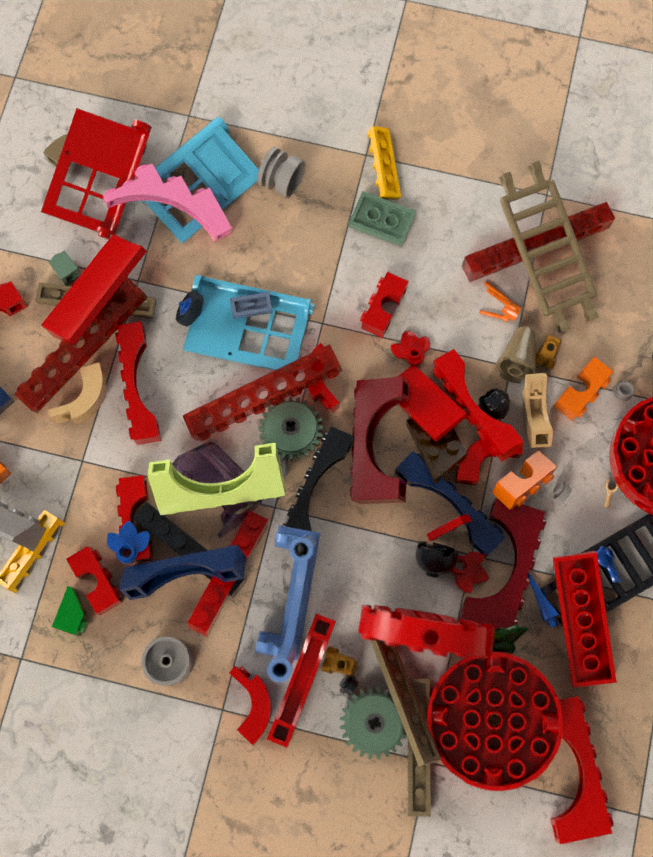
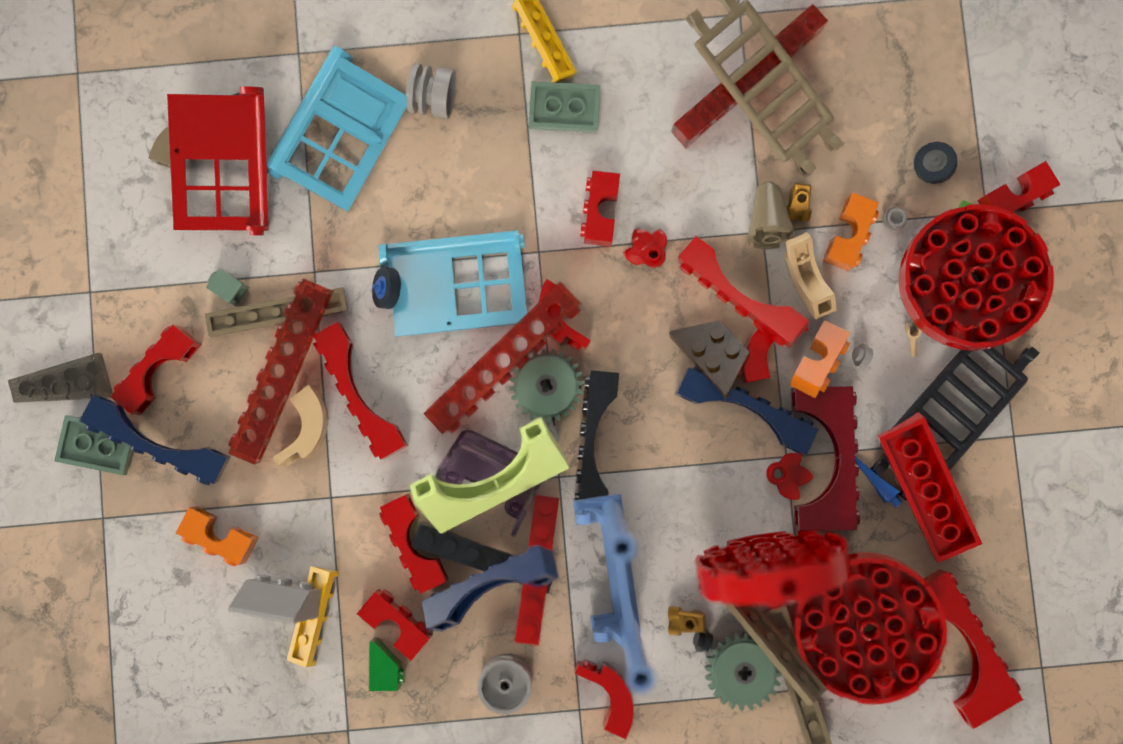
camera: 15 degrees left, 10 degrees up
(93, 289) = (271, 304): red arch -> none
(128, 539) = (416, 570): blue plate -> none
(174, 192) = (287, 160): bright pink arch -> none
(251, 305) = (453, 260): sand blue plate -> none
(301, 680) = (653, 634): red arch -> none
(373, 401) = (626, 326): dark red arch -> none
(430, 405) = (684, 308): red tile -> none
(436, 558) = (751, 475): black cylinder -> none
(449, 527) = (755, 438): red tile -> none
(495, 403) = (759, 283): black piece -> none
(506, 637) = (855, 537): dark green arm -> none
(510, 309) = (742, 165): orange plant -> none
(605, 559) = (933, 417): blue plate -> none

